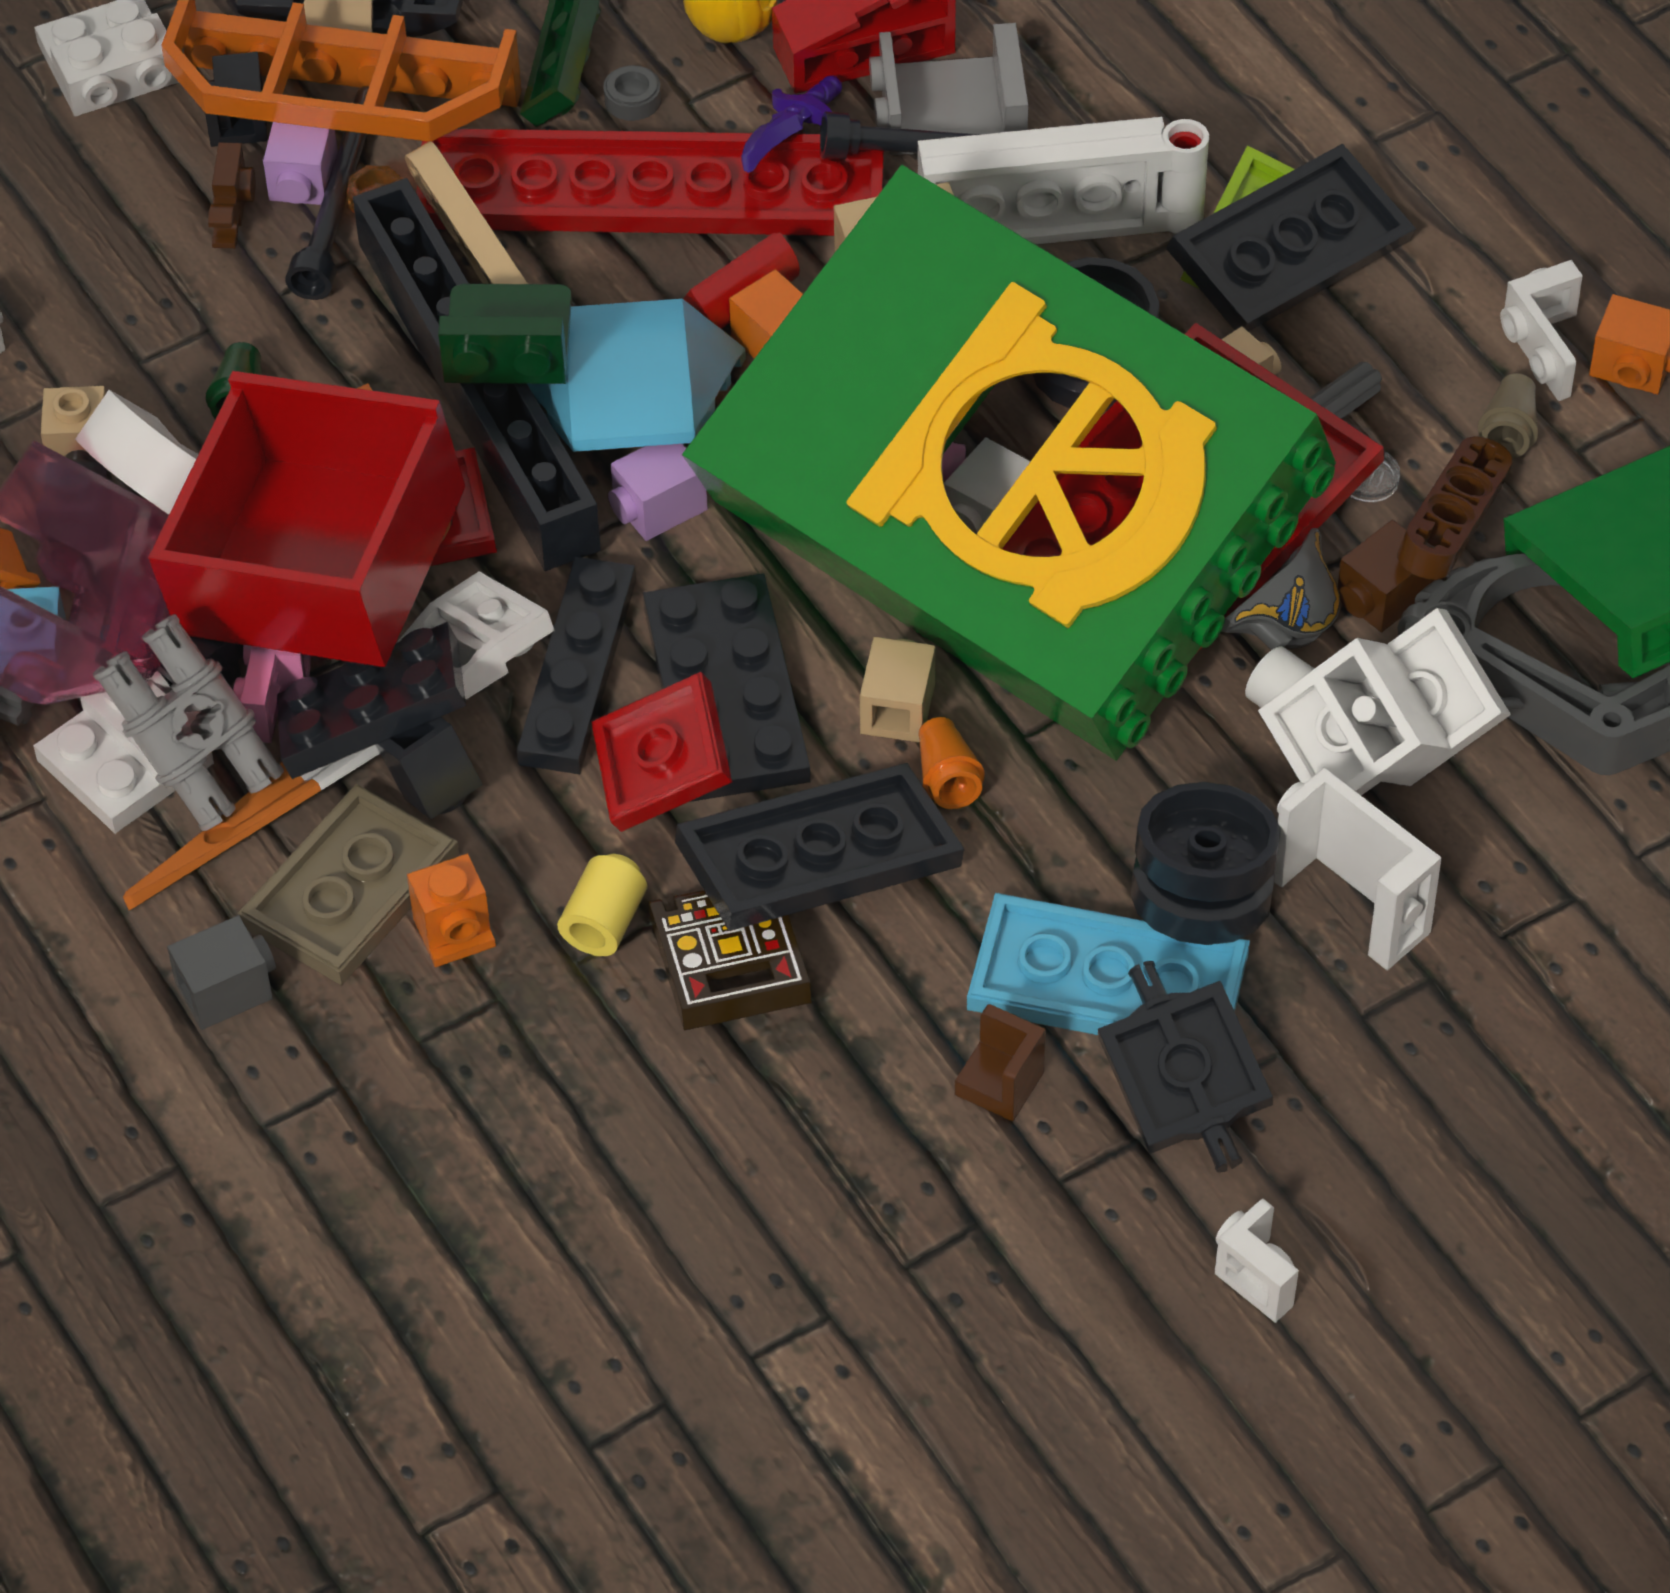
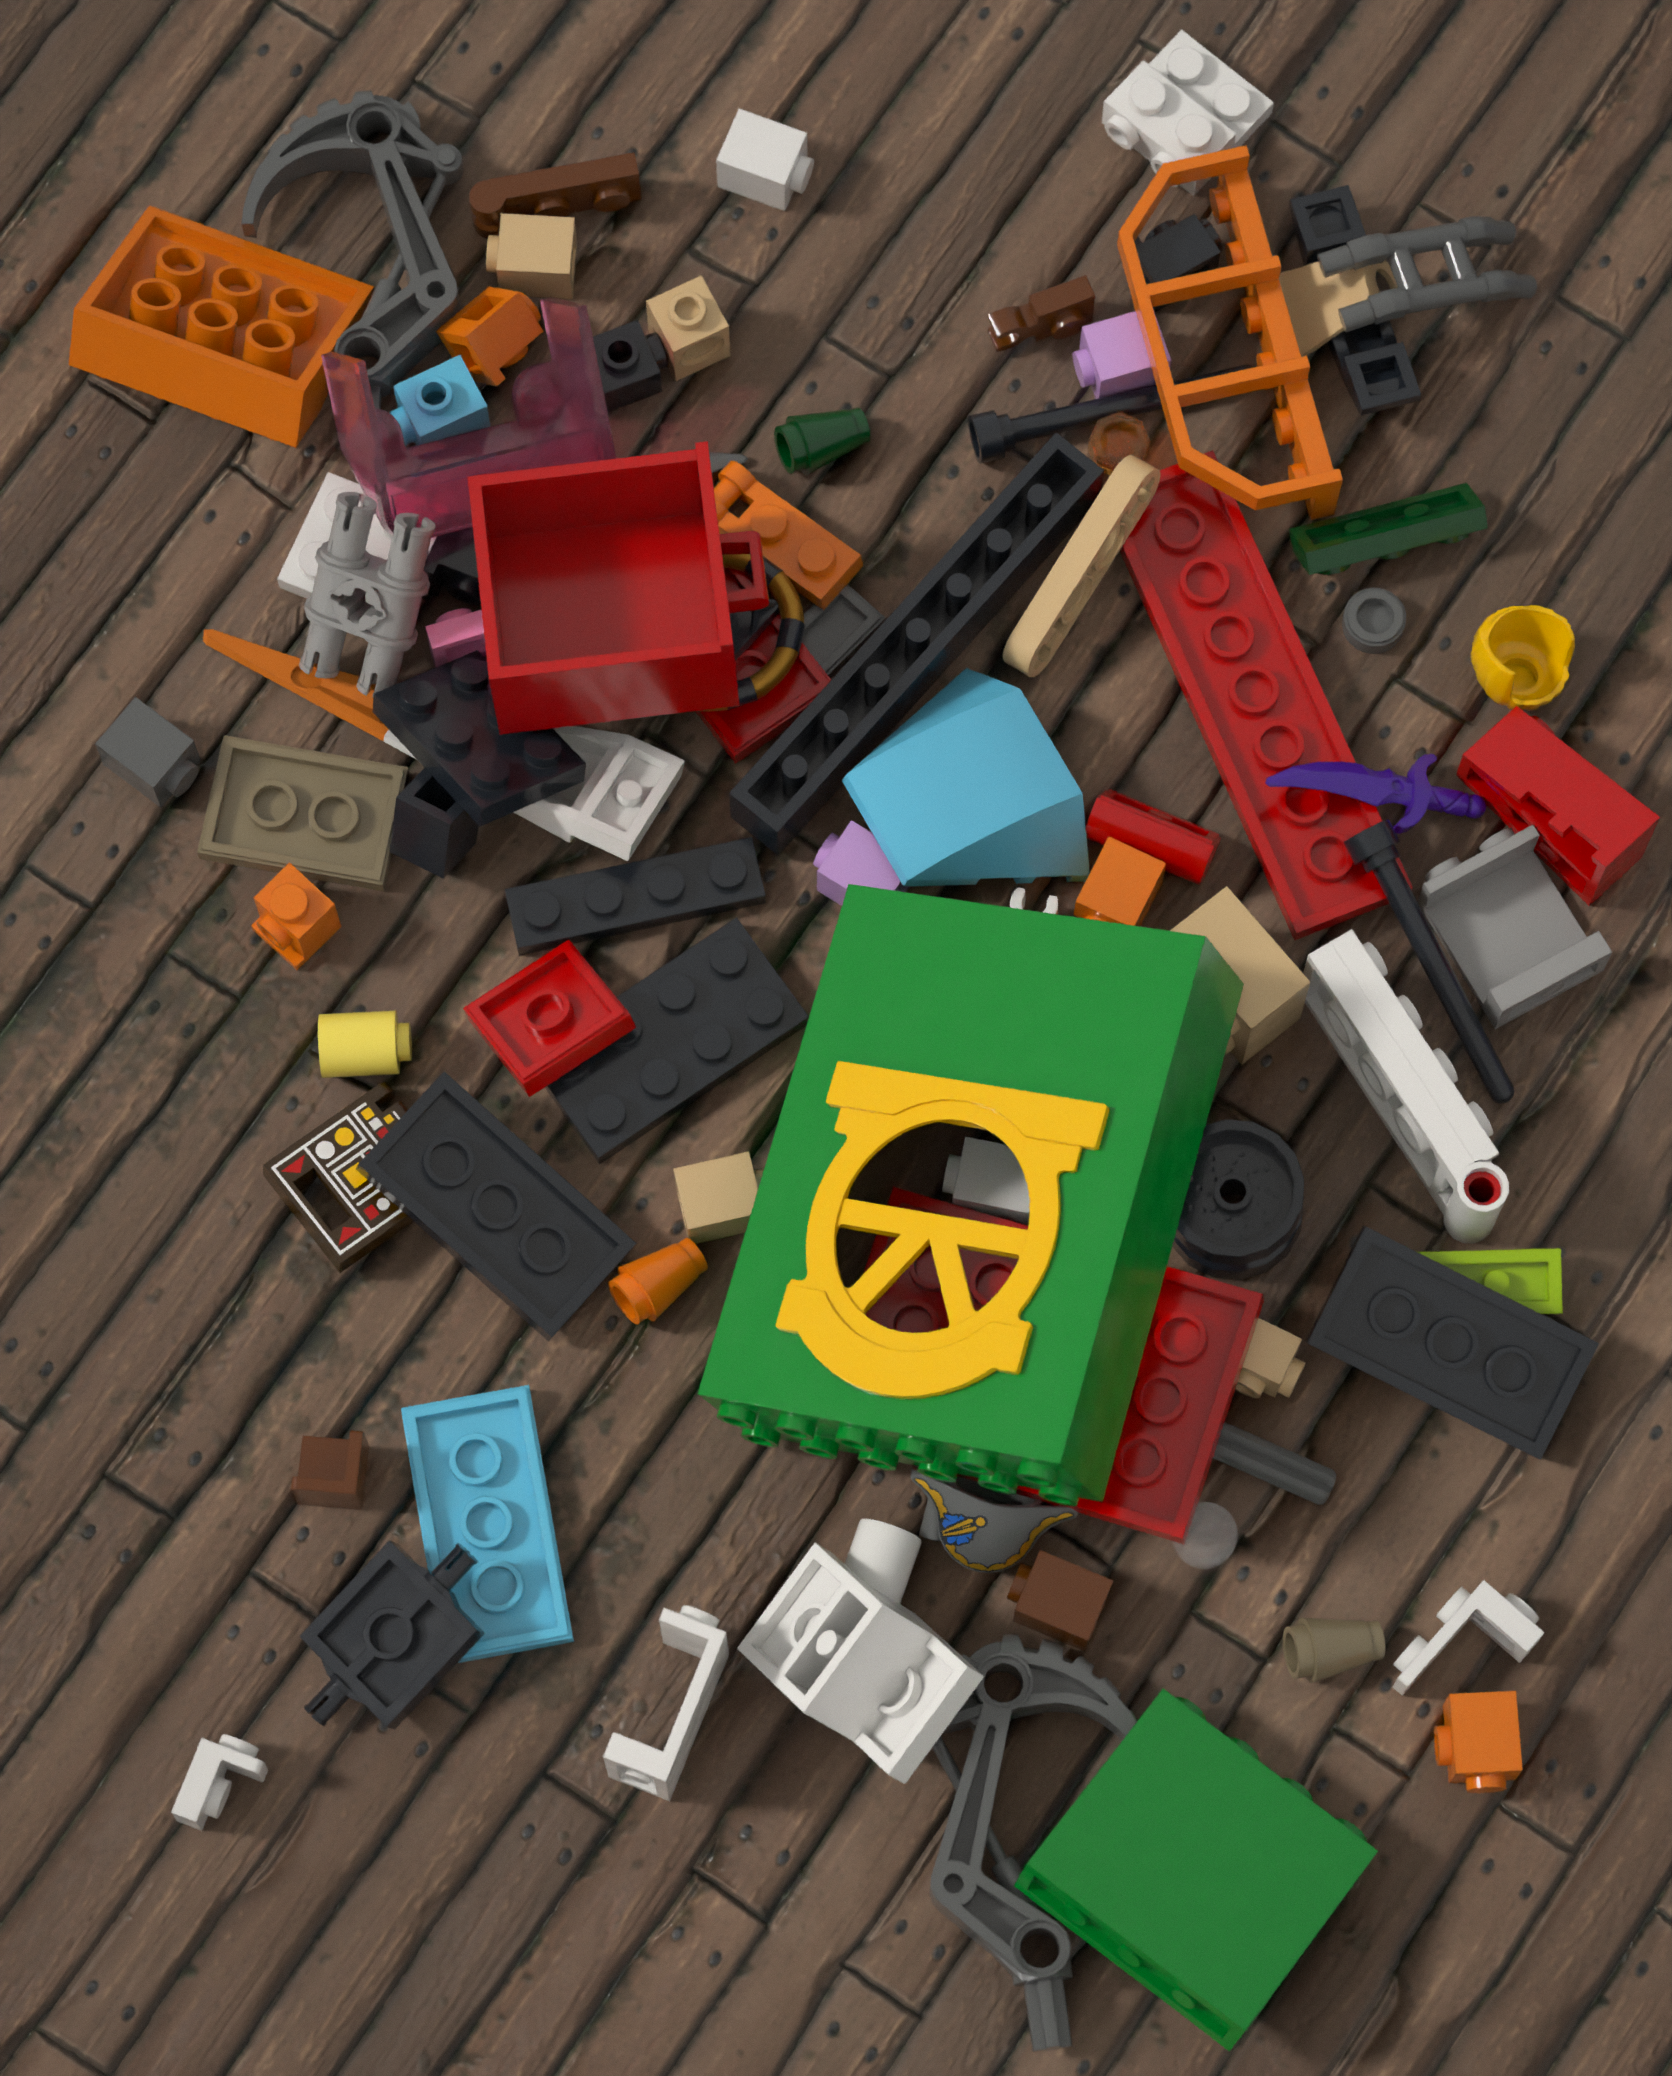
camera: 65 degrees right, 20 degrees up
(137, 450) = (656, 394): white brick -> none
(506, 334) = (929, 655): dark green bracket -> none
(1205, 863) = (595, 1594): black wheel -> none
(1454, 508) = (1162, 1635): reddish brown beam -> none

